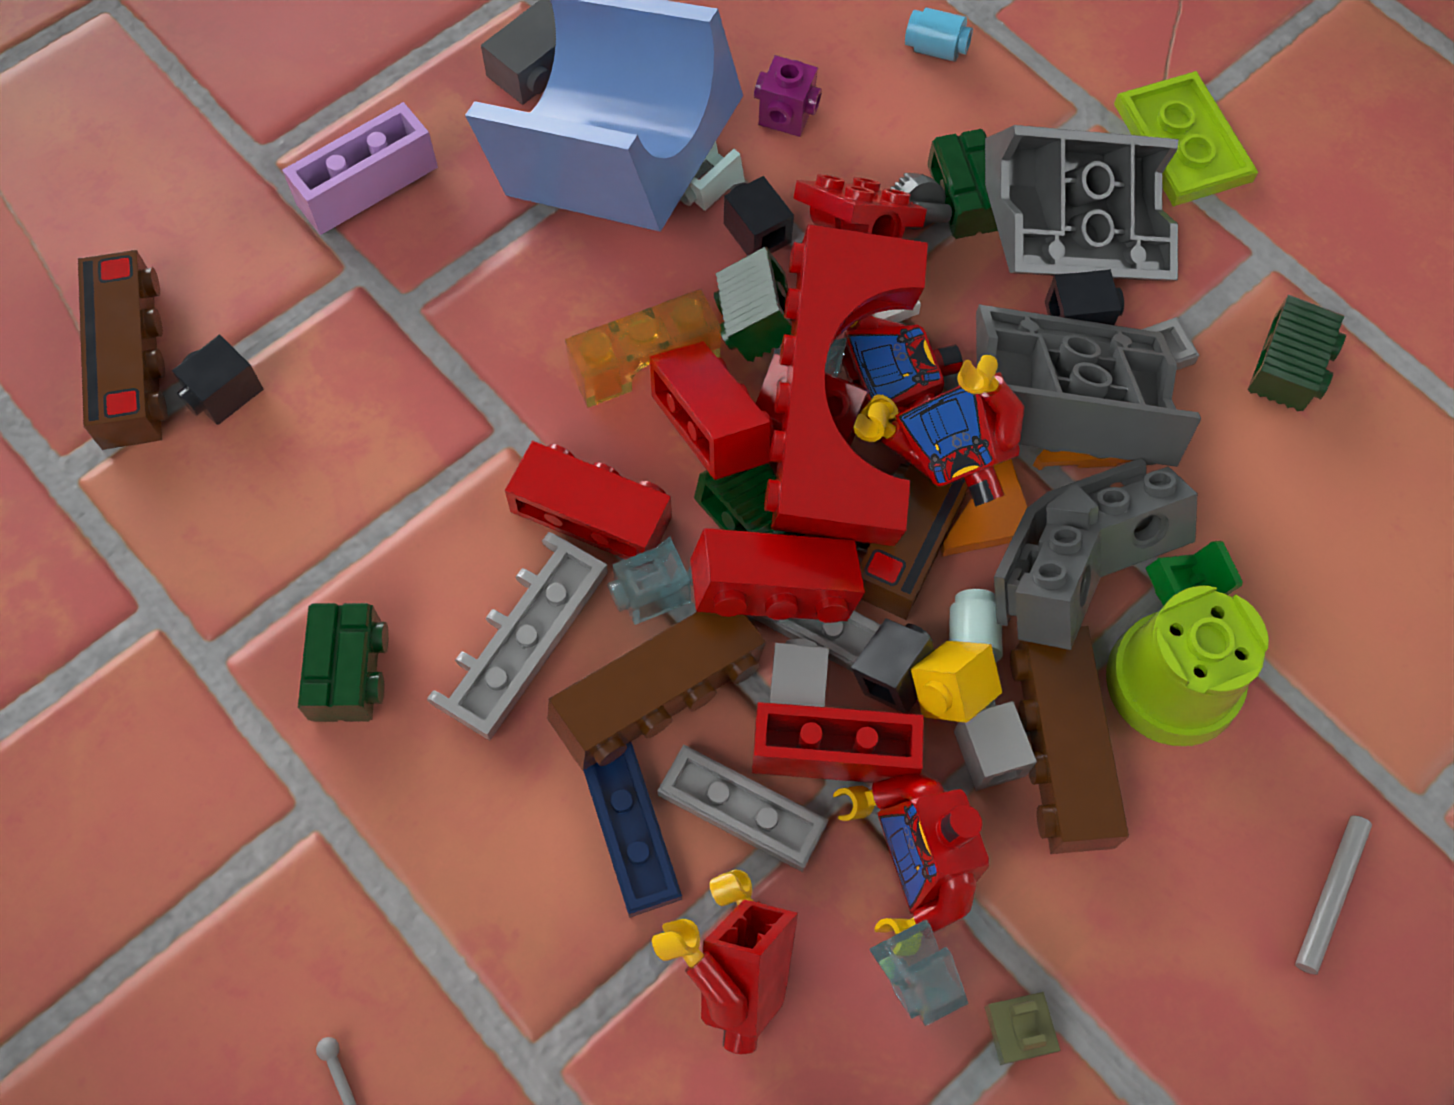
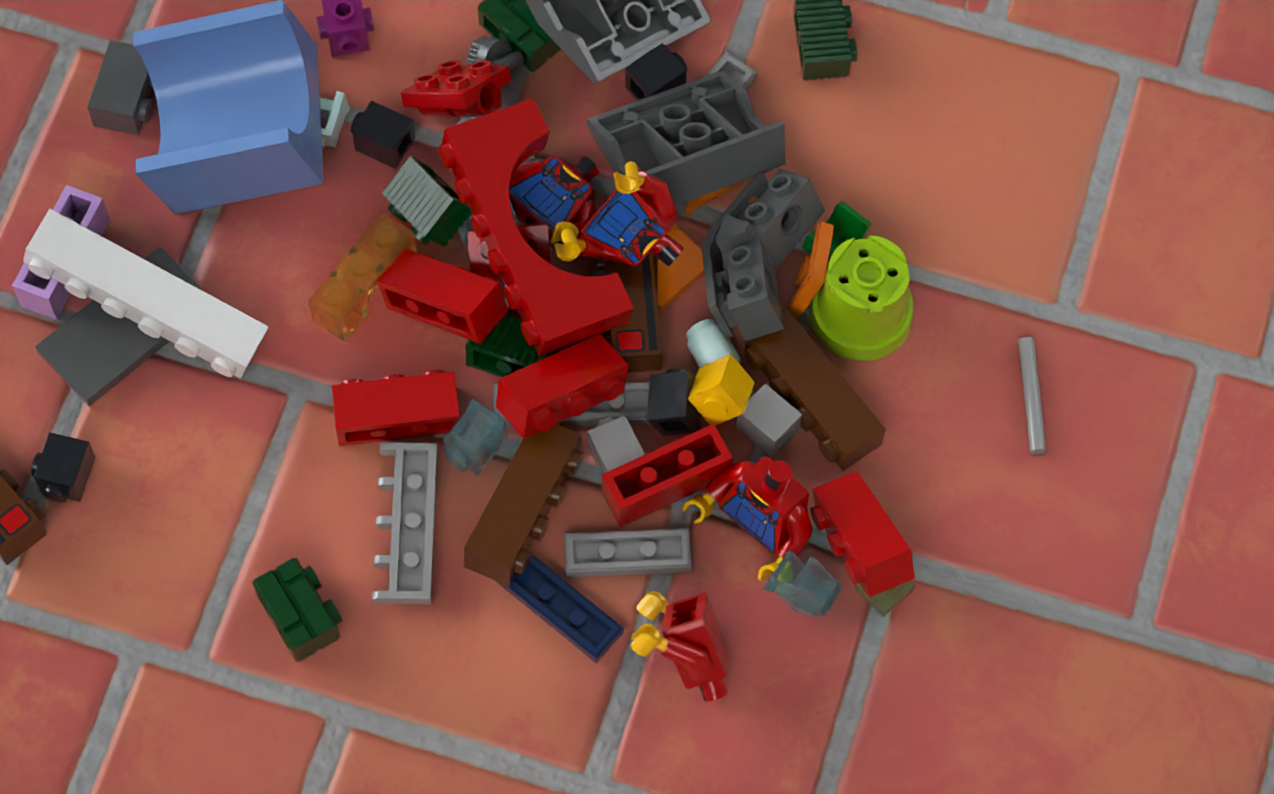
camera: 30 degrees left, 0 degrees up
(378, 275) = (100, 350): none -> dark grey tile
(404, 246) = (144, 294): none -> white brick
(1028, 956) = (862, 534): none -> red brick
(1143, 600) = (812, 271): none -> orange tile

